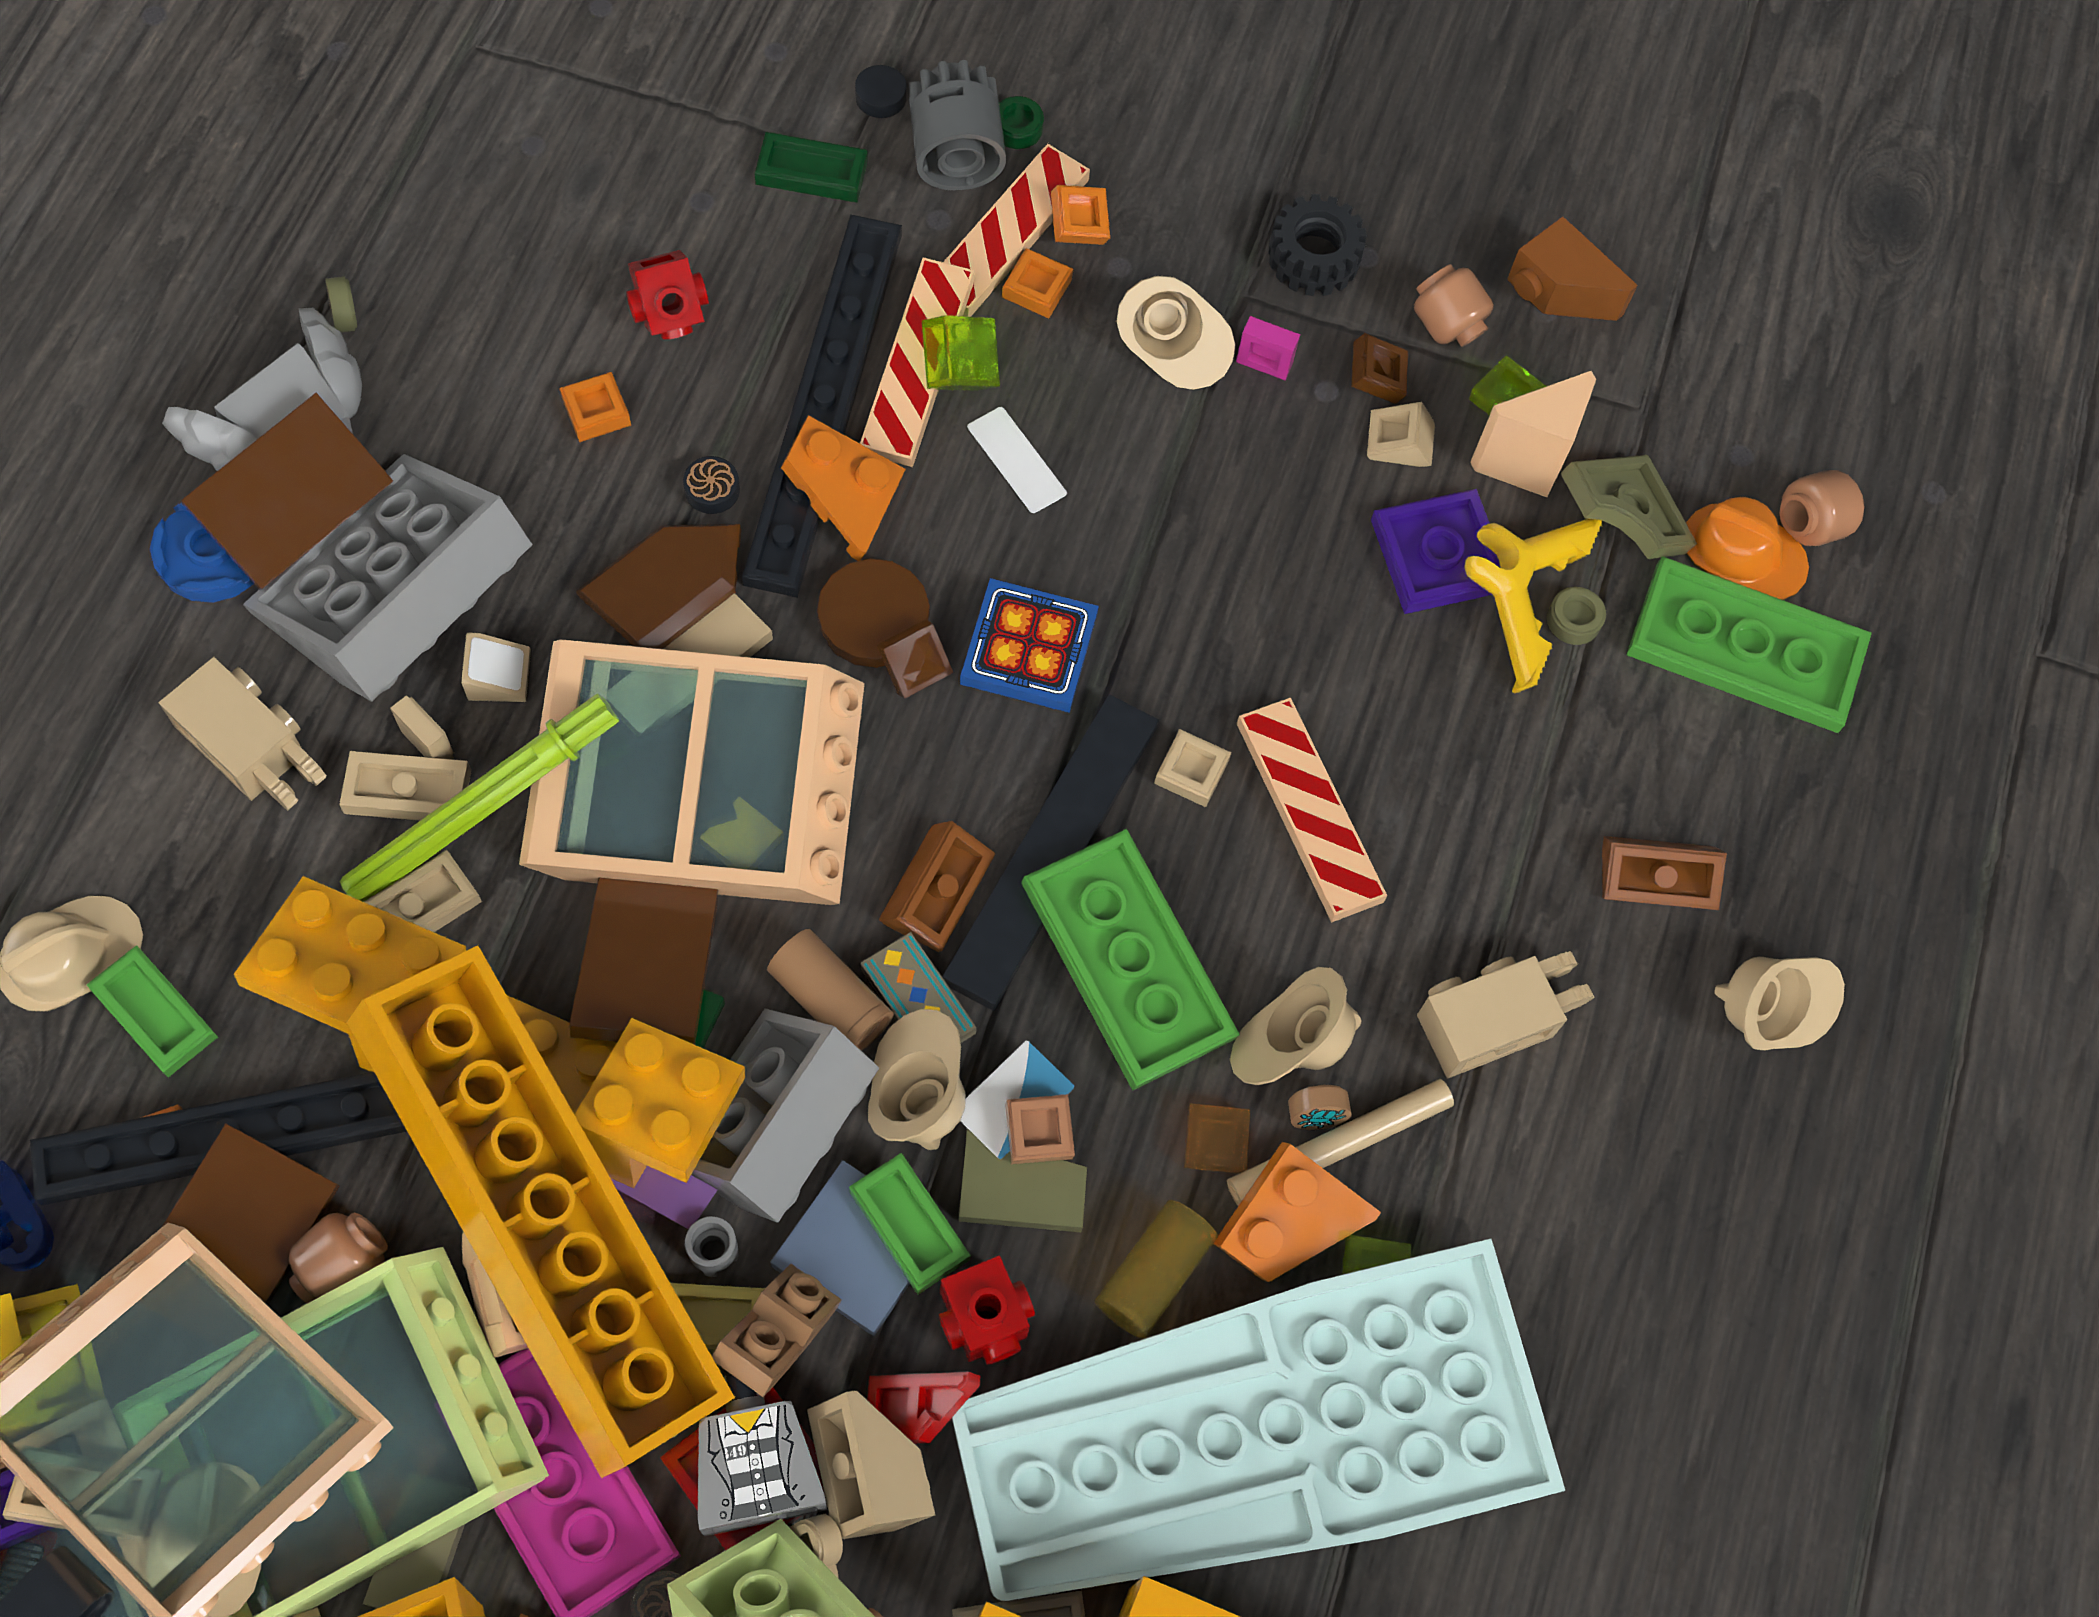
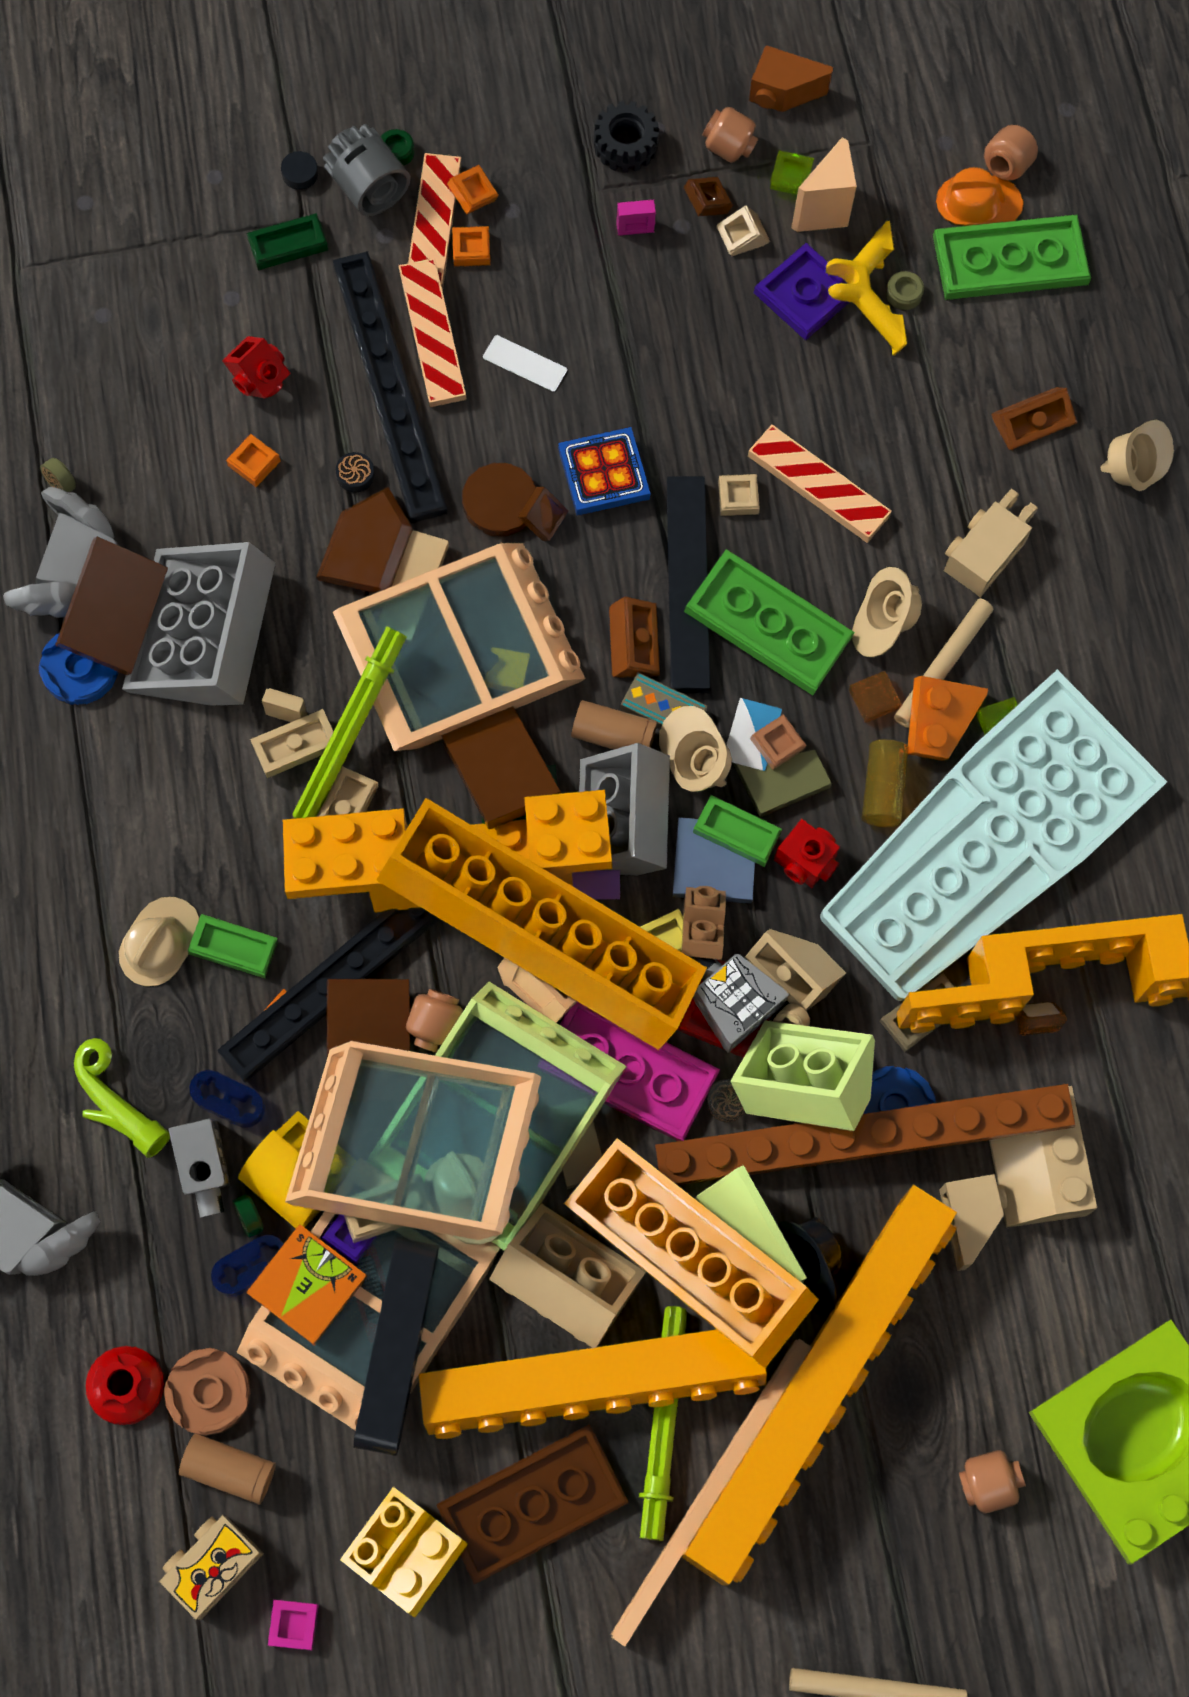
camera: 25 degrees left, 5 degrees up
(239, 733) = (178, 763): tan hinge -> none
(495, 669) = (300, 648): slope -> none
(704, 1231) = (636, 891): light grey hose -> none
(842, 481) = (434, 429): orange wing -> none
(921, 1402) = (804, 918): red tile -> none
(960, 353) = (458, 314): clear neon green piece -> none
(1176, 332) = (578, 235): tan piece -> none
(1319, 1107) = (922, 649): medium nougat tile -> none
(1632, 498) = (900, 203): olive tile -> none

